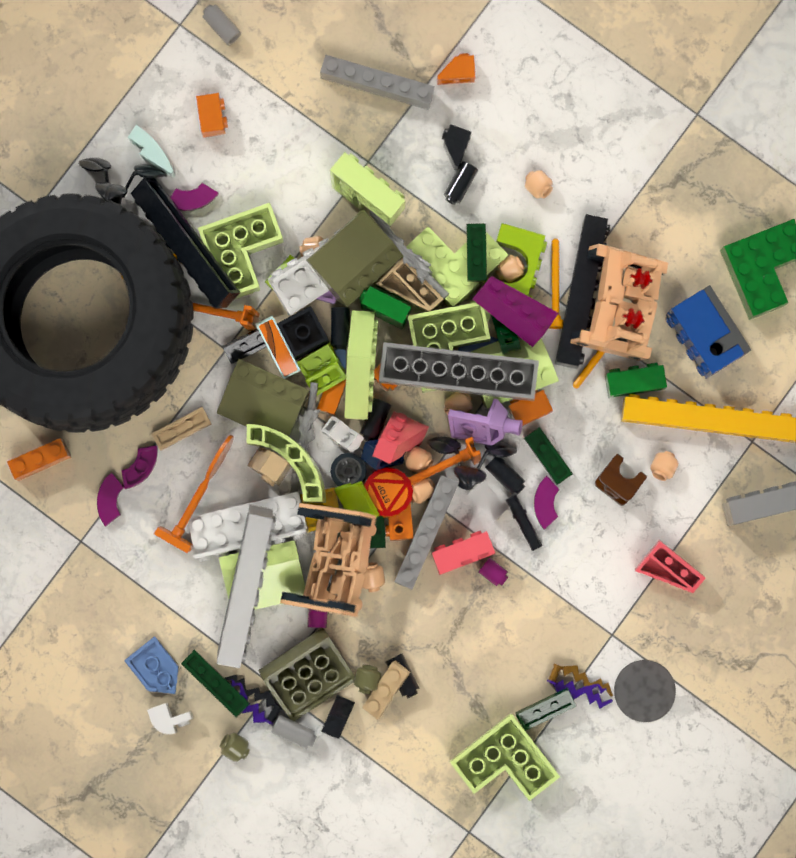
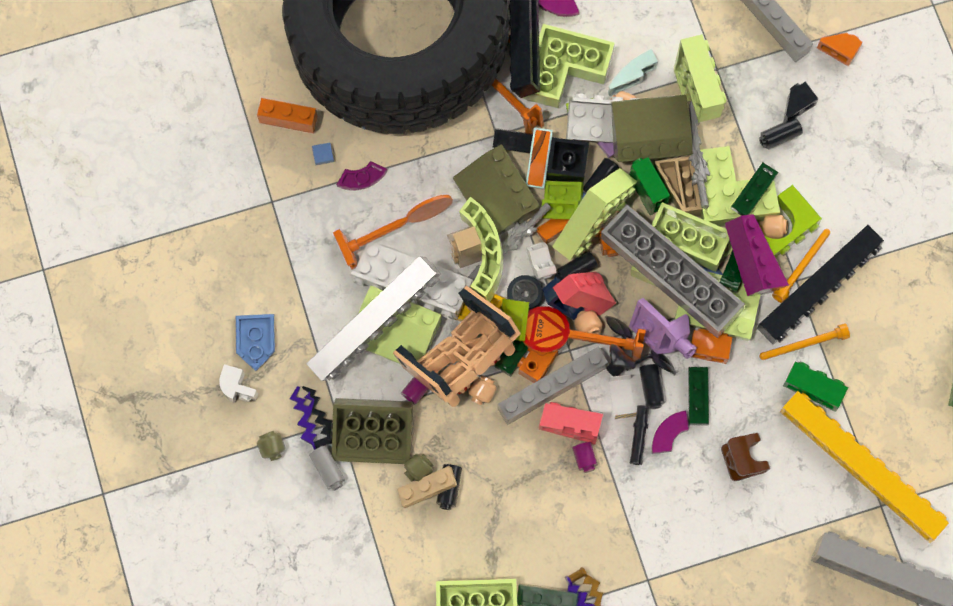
camera: 40 degrees right, 10 degrees down
(93, 470) = (322, 153): none -> medium blue tile
(107, 499) = (317, 184): magenta tile -> none
(181, 429) = (415, 169): tan plate -> none
(215, 683) = (293, 384): dark green plate -> none
(302, 215) = (633, 72): none -> light aqua slope
(338, 717) = (371, 482): black slope -> none
(423, 490) = (573, 349): light nougat head -> none
(458, 401) = (657, 300): light nougat head -> none
(538, 184) = (845, 177): light nougat head -> none
(632, 319) = (874, 308): light nougat container -> none
(664, 465) = (791, 471): light nougat head -> none
(669, 567) = (736, 556): coral wedge -> none
(703, 325) = (905, 380): blue piece -> none

